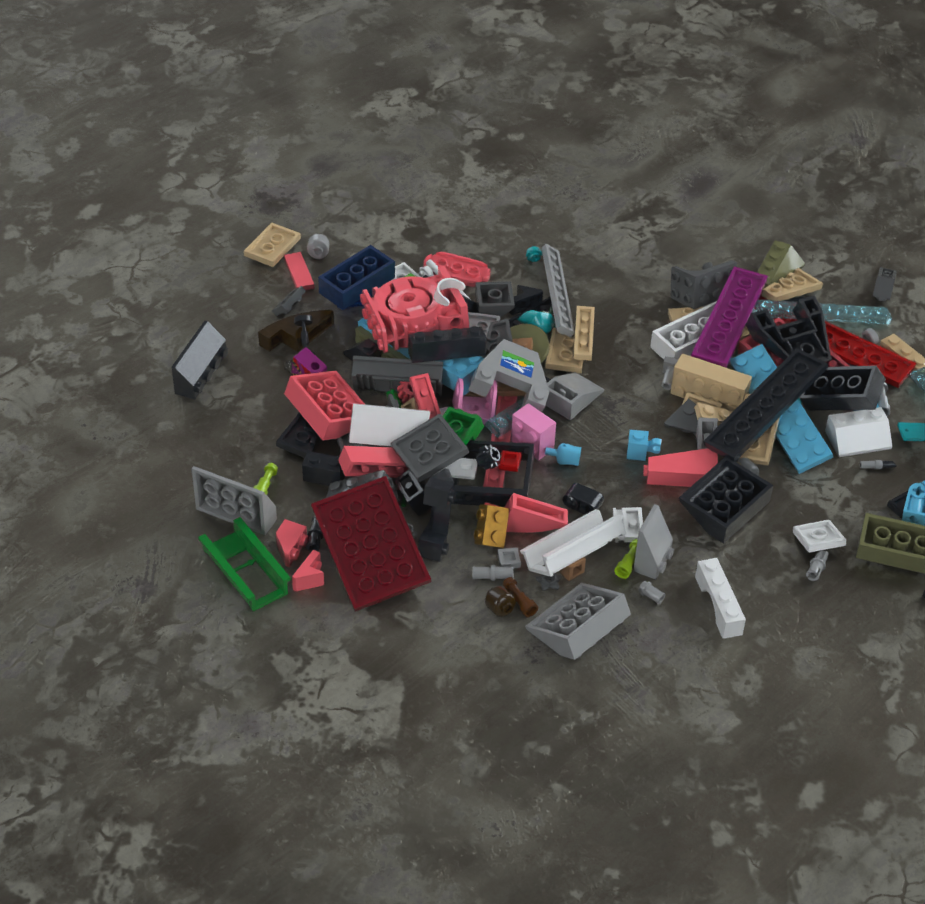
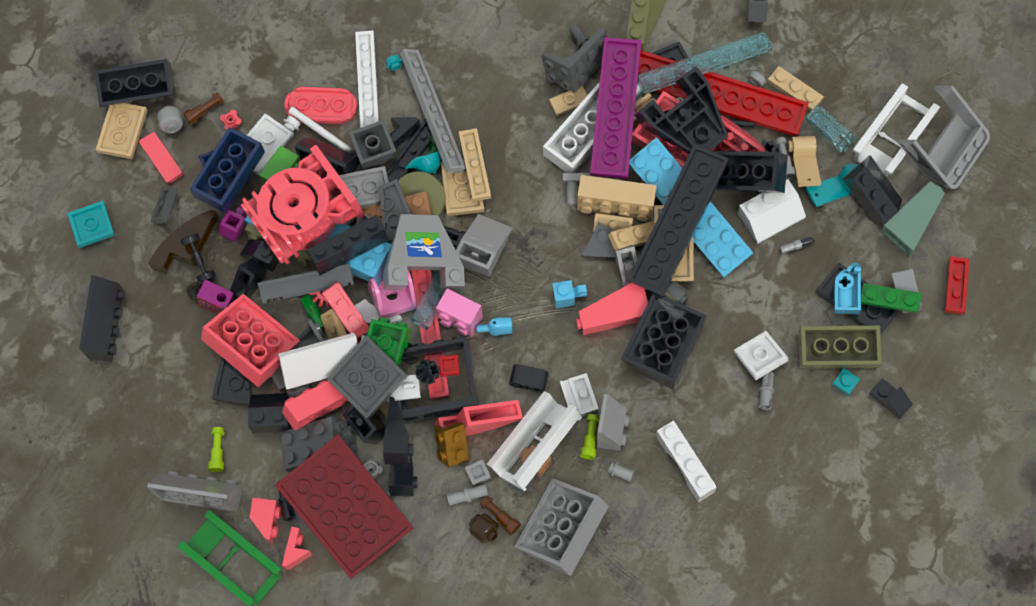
camera: 10 degrees left, 25 degrees up
(218, 299) = (91, 224): none -> teal plate
(297, 211) = (134, 82): none -> black slope
(339, 249) = (192, 115): none -> reddish brown piece
(342, 363) = (247, 278): none -> black slope
(345, 325) = (233, 224): none -> magenta brick
(444, 284) = (323, 197): white helmet -> none
(506, 254) = (367, 78): none -> white plate
(792, 286) = (668, 29): tan wing -> none
(900, 579) = (846, 382): none -> teal plate
(901, 401) = (804, 159): none -> tan door

